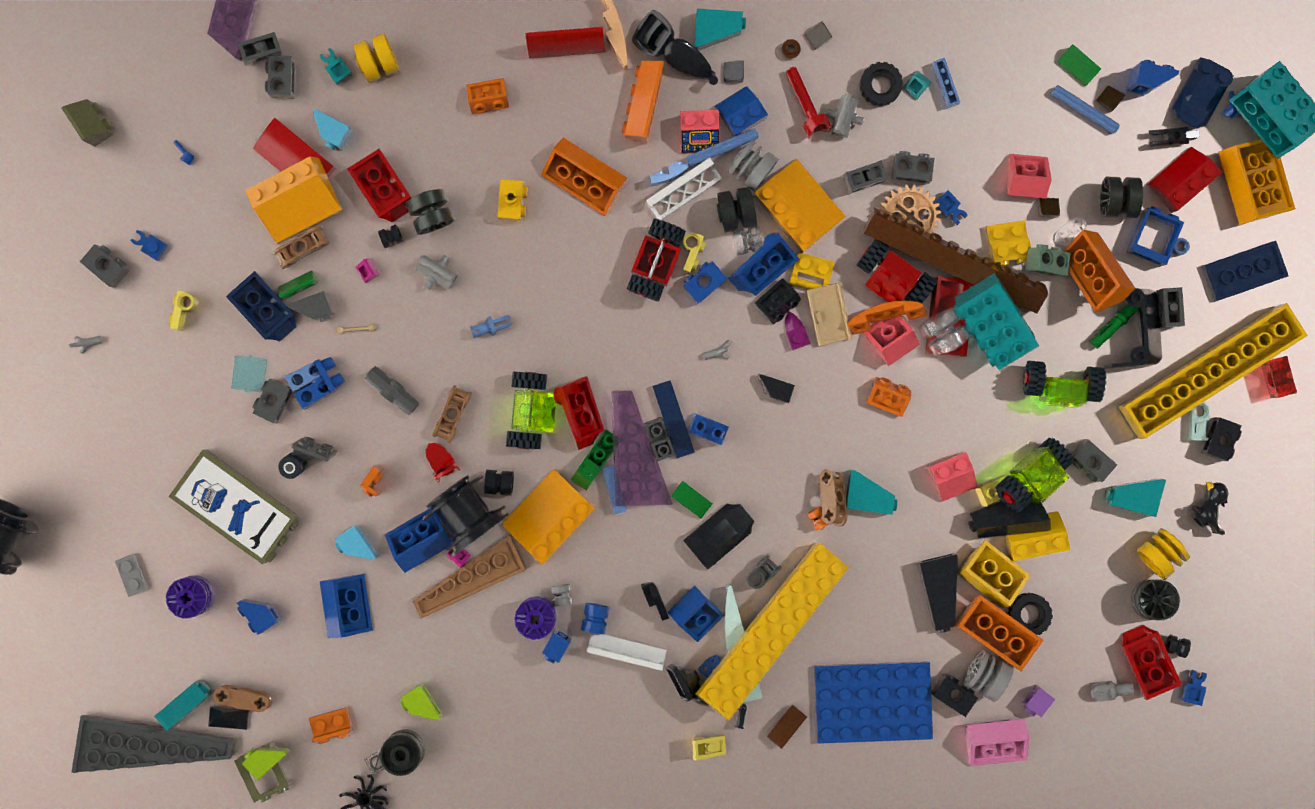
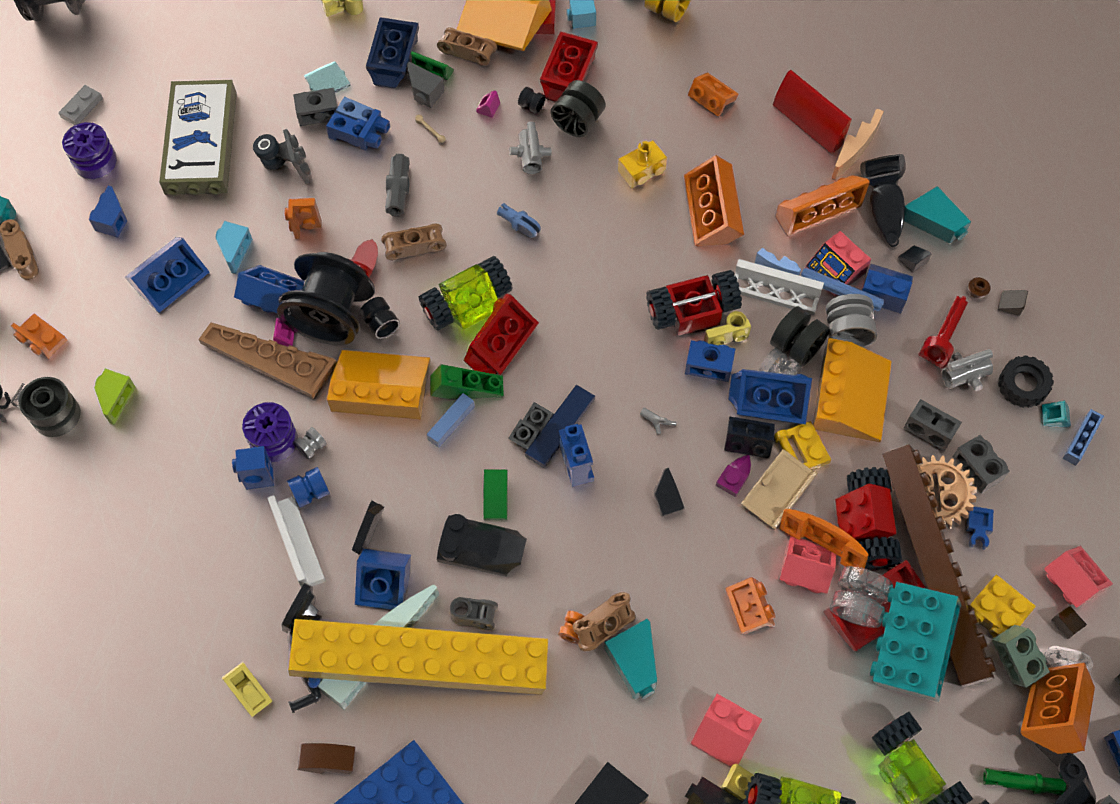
camera: 55 degrees right, 25 degrees down
(635, 464) = (486, 423): clear purple wing -> none

